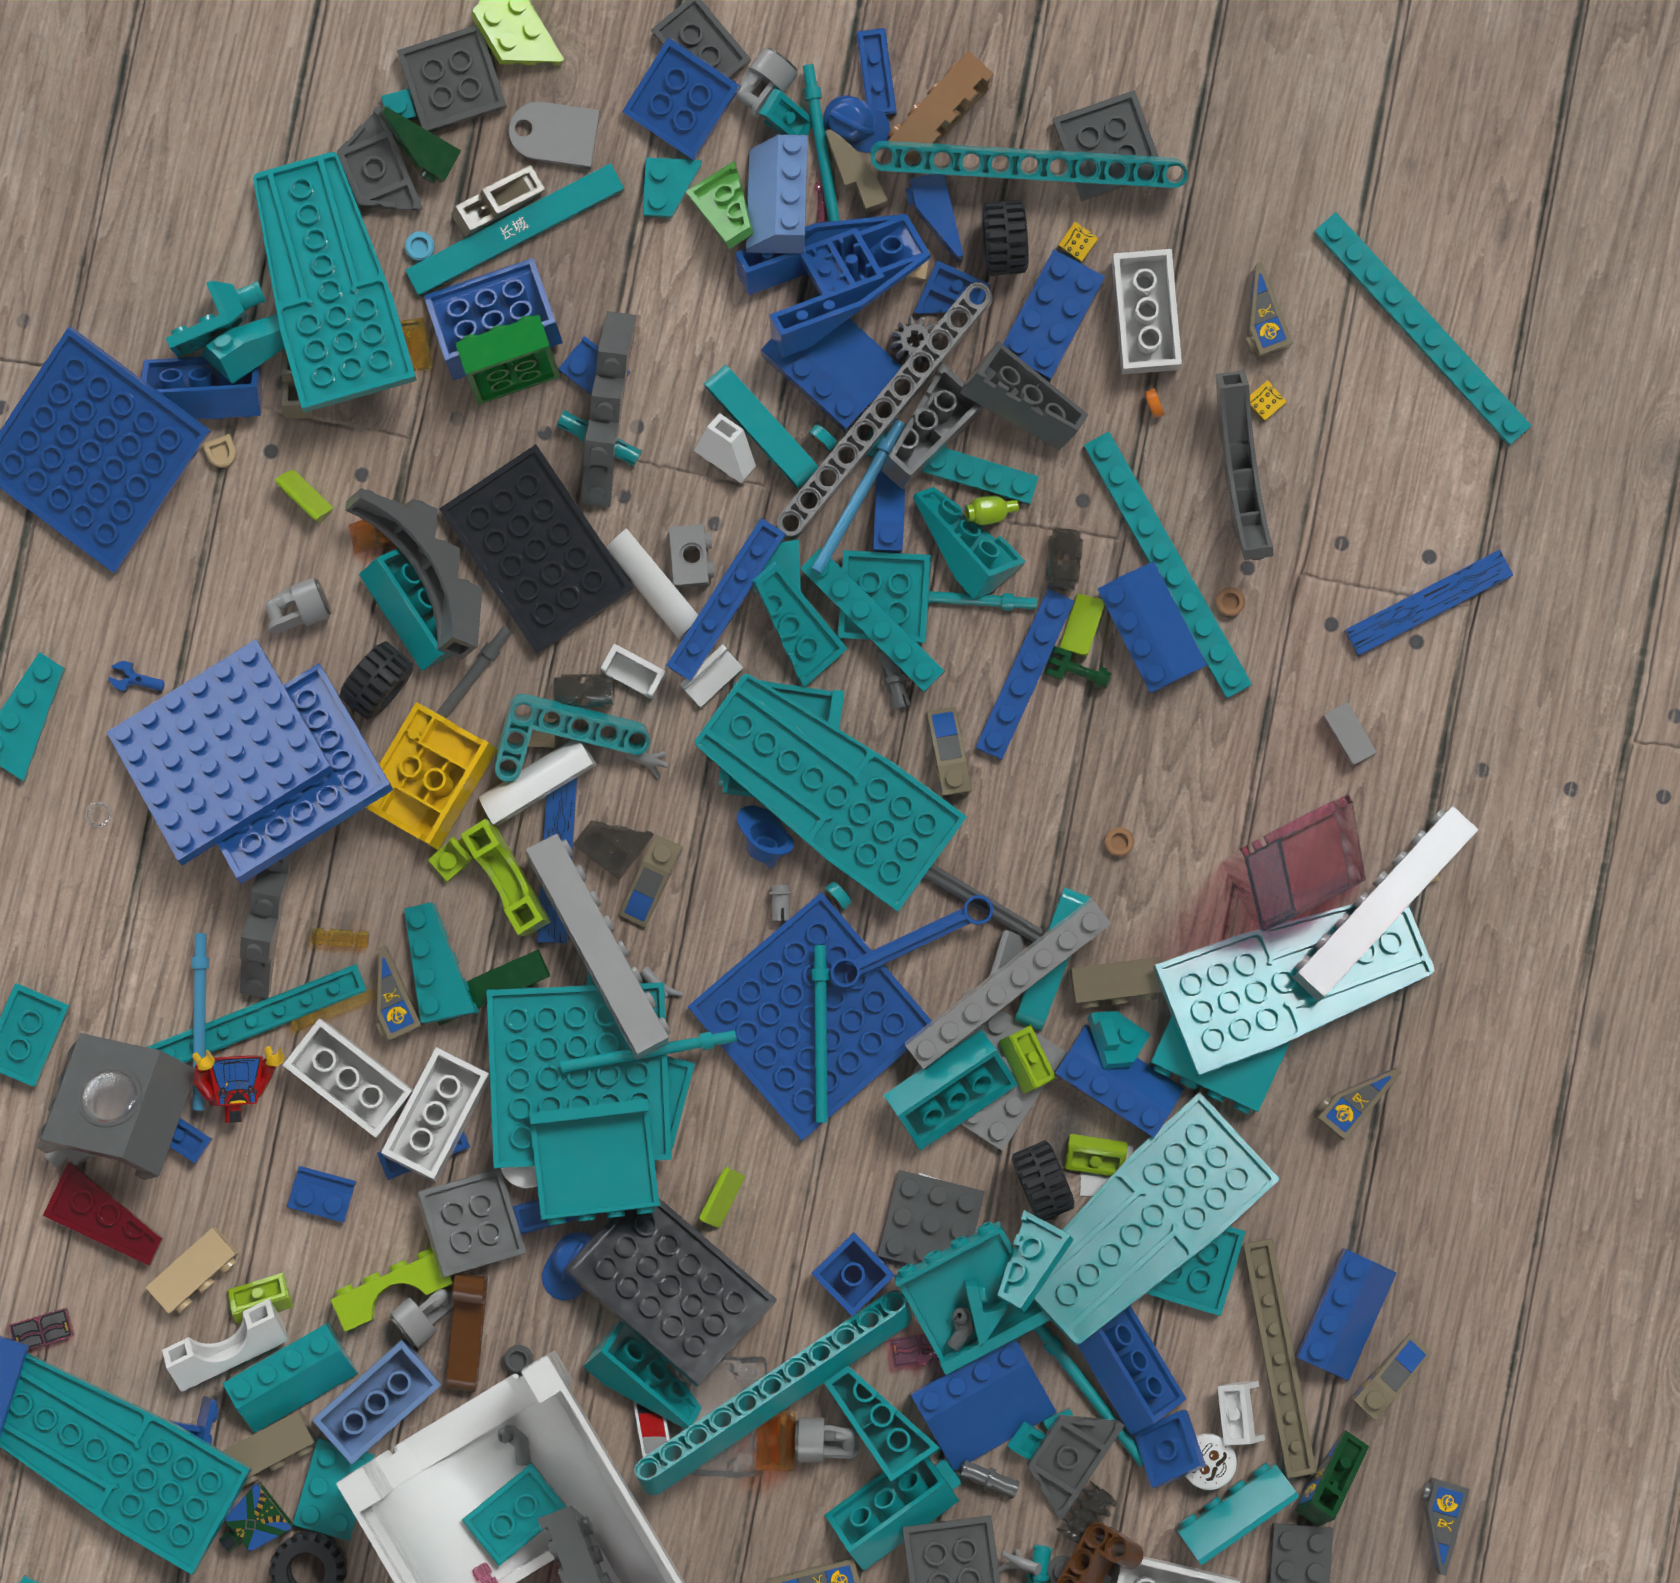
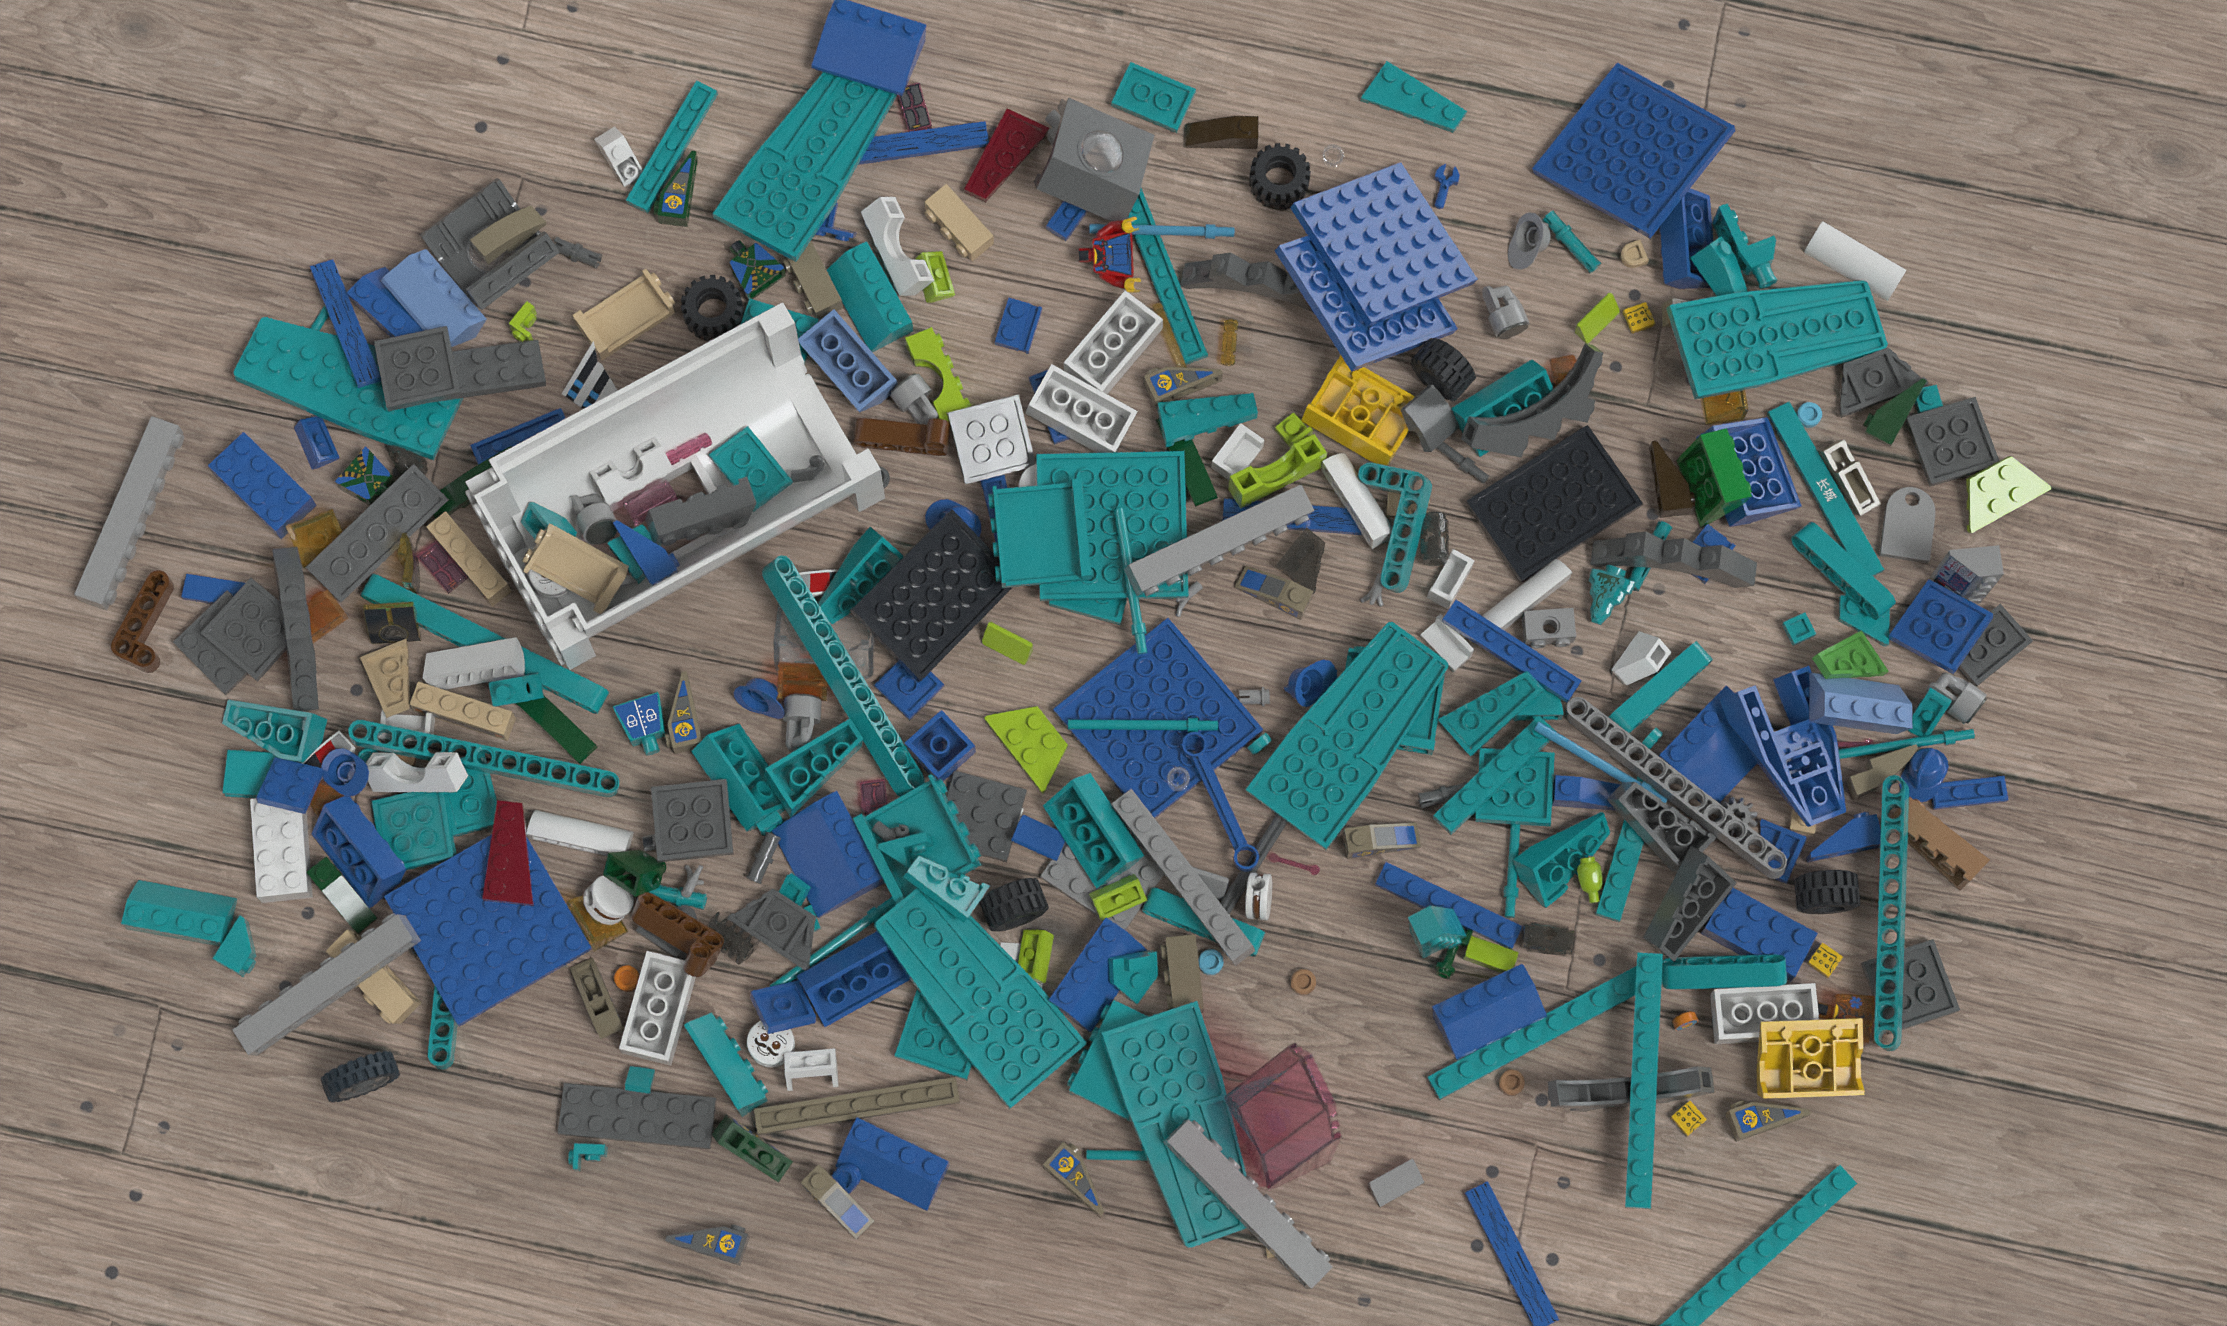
camera: 90 degrees right, 10 degrees down
(71, 949) = (1224, 133): none -> dark brown slope
(86, 1312) = (926, 142): none -> blue tile
(103, 879) = (1279, 158): none -> black tyre
(208, 524) = (1571, 241): none -> teal pin
(208, 578) = (1528, 240): none -> light grey piece
(227, 188) = (1854, 260): none -> white brick
(301, 446) = (1639, 317): none -> yellow tile
(436, 696) = (1430, 418): none -> dark grey slope
(481, 926) = (1237, 452): none -> white panel
(515, 411) = (1670, 486): none -> dark brown slope
(615, 210) = (1843, 570): none -> teal beam
(627, 59) = (1970, 572): none -> light grey slope
(644, 486) = (1607, 591): none -> teal rock
(685, 263) = (1799, 629): none -> teal plate
(784, 1317) = (906, 692): none -> blue tile
(794, 1490) = (759, 697): none -> blue piece
(840, 1166) = (1030, 741): none -> lime wing
(886, 981) = (1176, 787): none -> clear bush
(959, 1154) = (1038, 837): none -> blue slope
(985, 830) = (1314, 869): none -> clear pink hinge
(1023, 894) = (1258, 896): none -> white head
(1066, 687) = (1435, 929): none -> teal wedge
(1098, 950) = (1210, 962): none -> medium azure tile
(1101, 357) = (1724, 972): none -> teal beam
(1145, 215) = (1851, 1006): none -> clear orange torso
(1201, 261) = (1810, 1058): none -> yellow piece
(1233, 450) = (1644, 1081): none -> teal plate
(1326, 1057) = (1126, 1155): none -> teal bar
(1362, 1366) = (847, 1176): none -> blue tile

